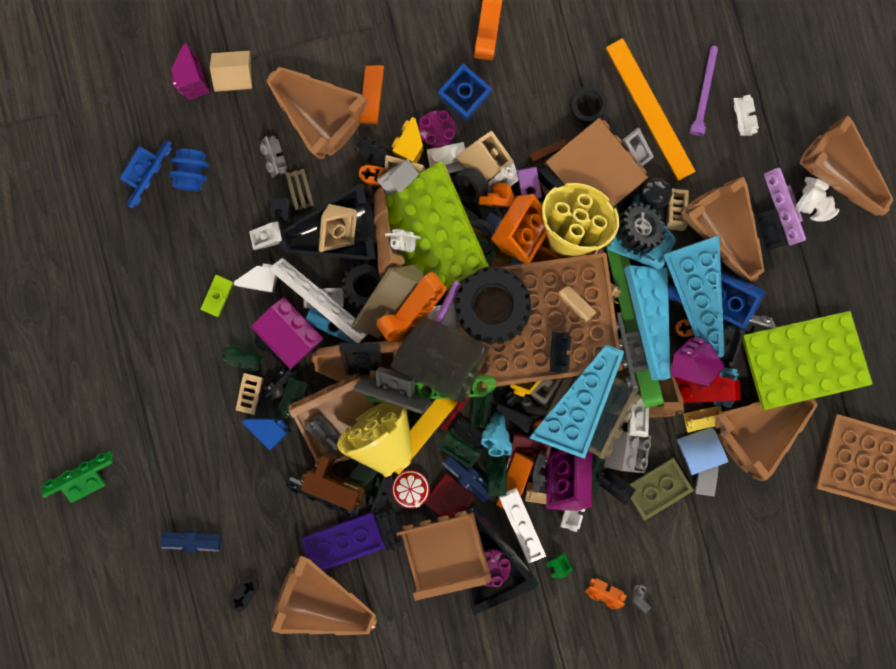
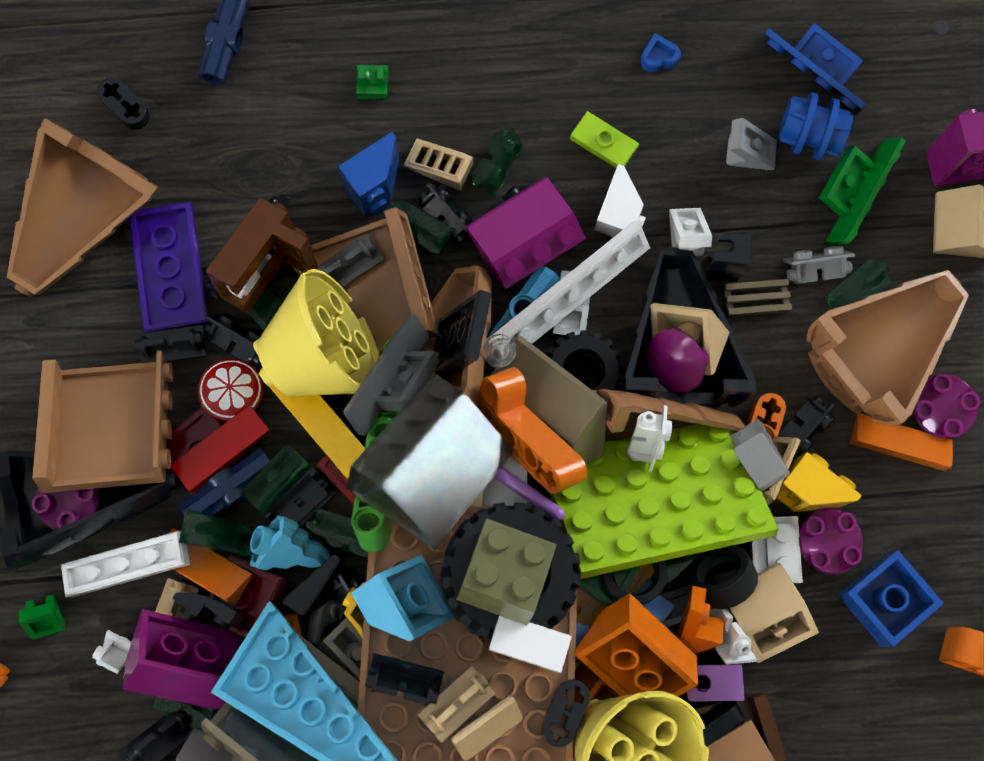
camera: 100 degrees right, 10 degrees down
(154, 271) = (659, 54): none -> blue tile
(203, 444) = (372, 82): none -> green tile
(206, 206) = (750, 146): none -> light grey slope
(220, 140) = (855, 186): none -> green bracket
(283, 131) = (863, 282): none -> clear green hinge
(346, 71) = (946, 406): none -> magenta dish
(351, 232) = (676, 360): none -> magenta dish
(364, 334) = (499, 350): none -> clear plate
(446, 486) = (220, 448): none -> red tile
(496, 306) = (507, 572): none -> olive brick
(518, 360) = (404, 600): none -> medium azure slope
(530, 287) = (530, 644): none -> white tile
(563, 258) = (573, 717): none -> black beam
(567, 322) = (456, 704): none -> tan hinge

